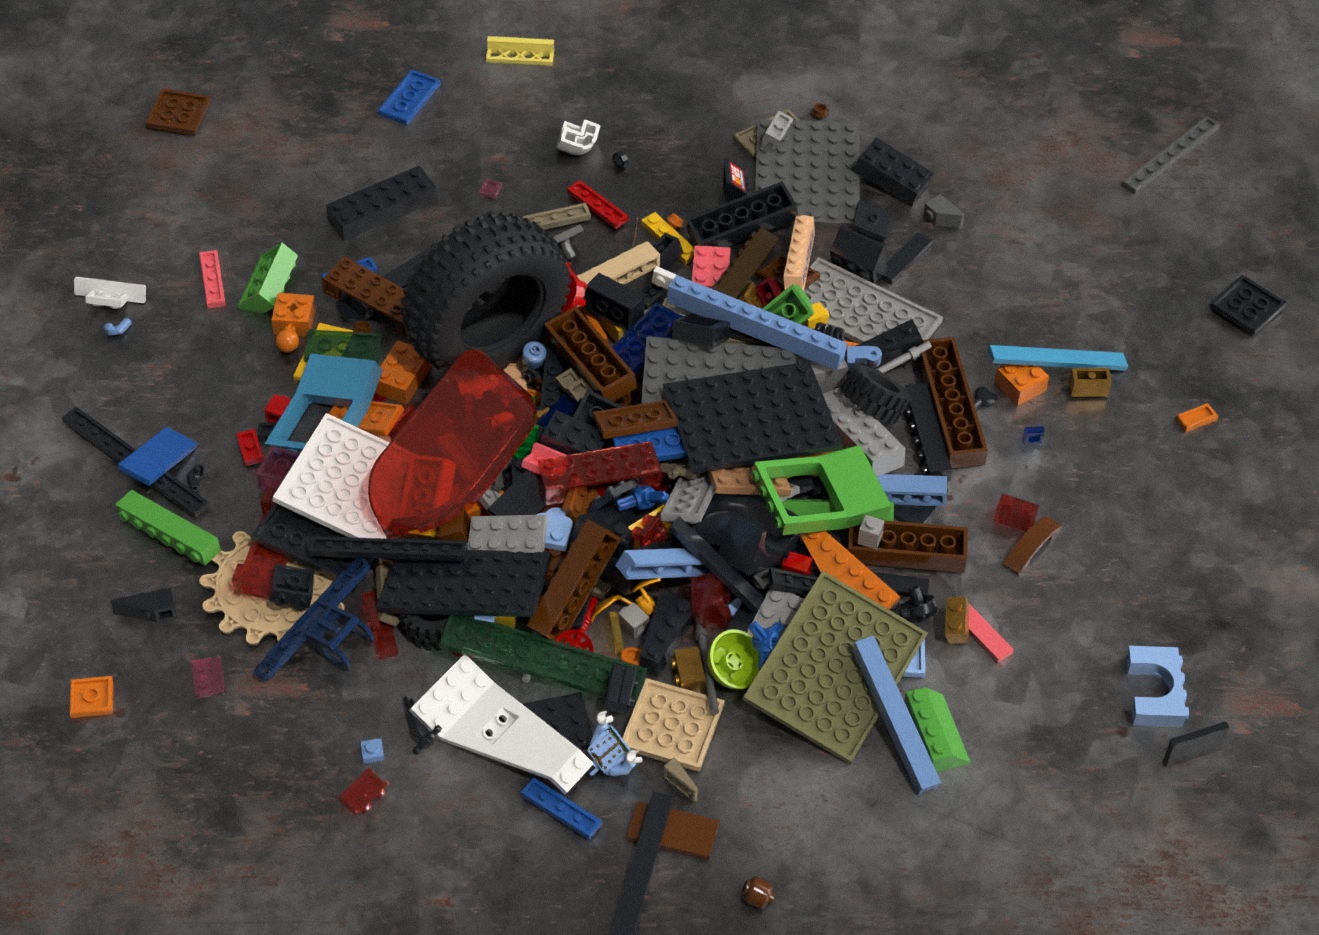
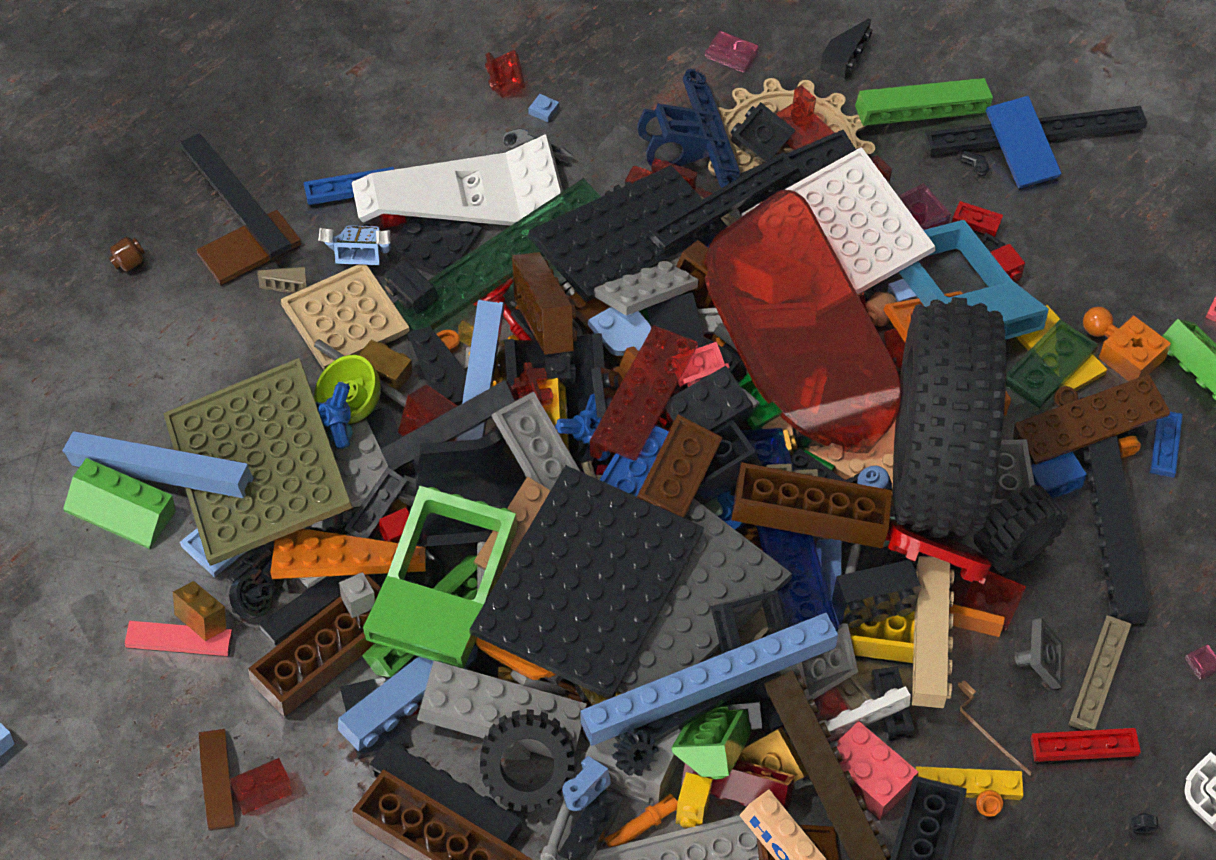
camera: 130 degrees right, 5 degrees up
(669, 250) = (936, 737): black brick -> none

